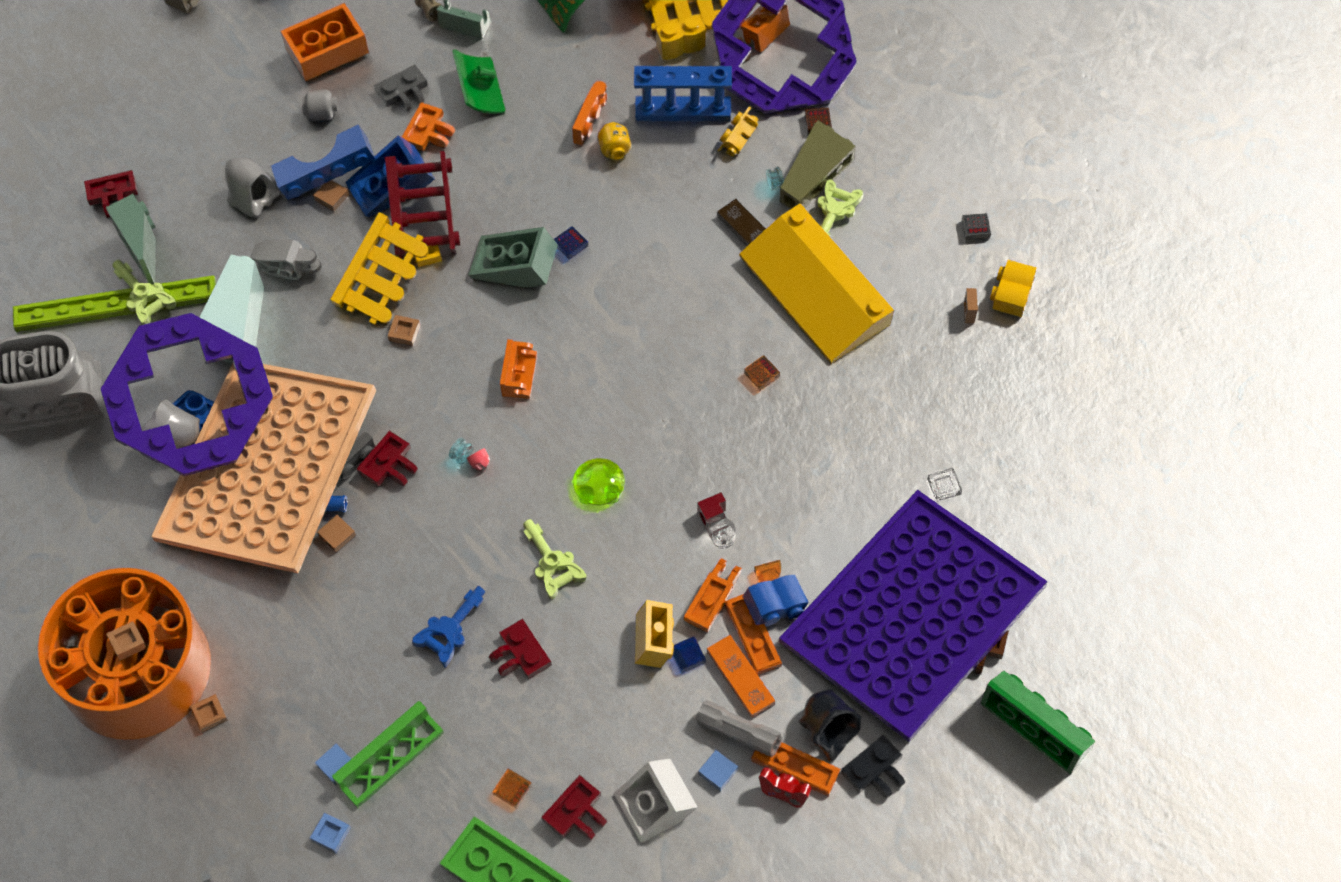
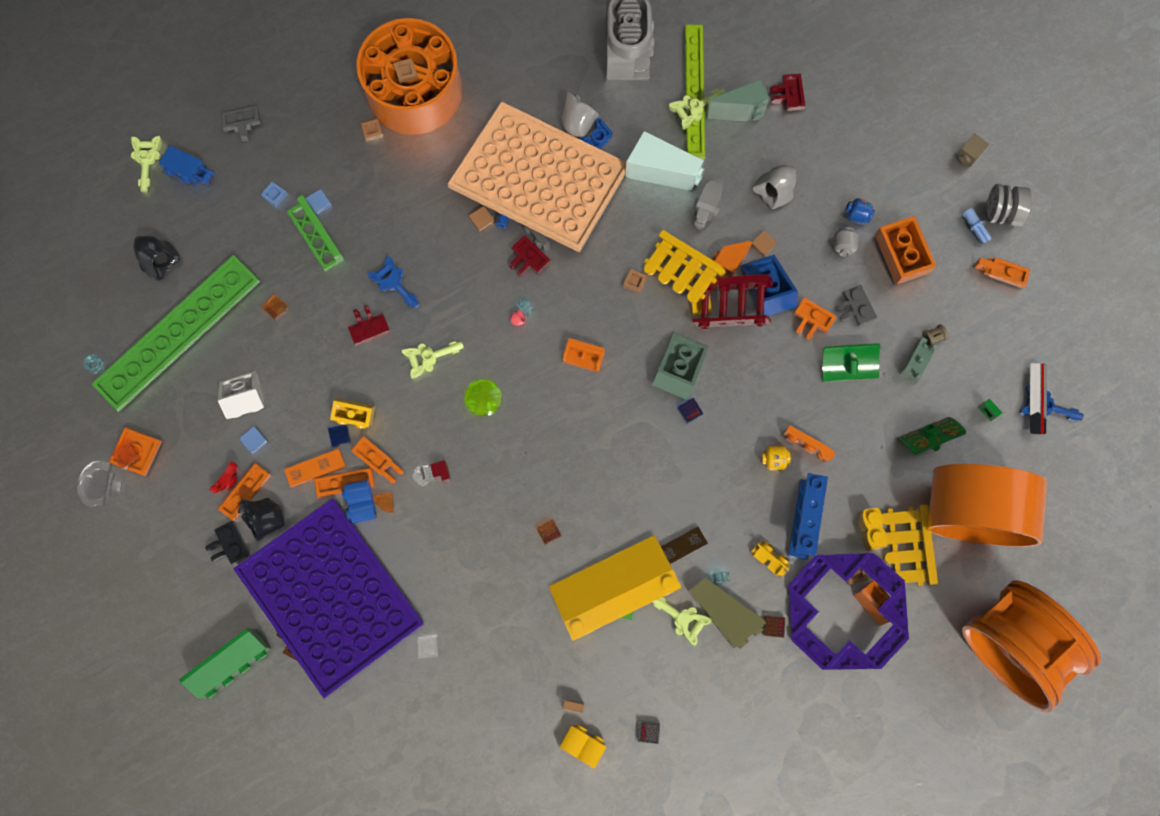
camera: 100 degrees right, 15 degrees up
(158, 442) = (624, 143): dark purple plate -> none
(276, 95) = (859, 211): none -> blue head
(349, 152) = (791, 256): blue arch -> none
(355, 220) = (732, 256): none -> orange slope
(572, 806) = (250, 341): dark red hinge -> none
(757, 736) = (263, 467): light grey axle -> none

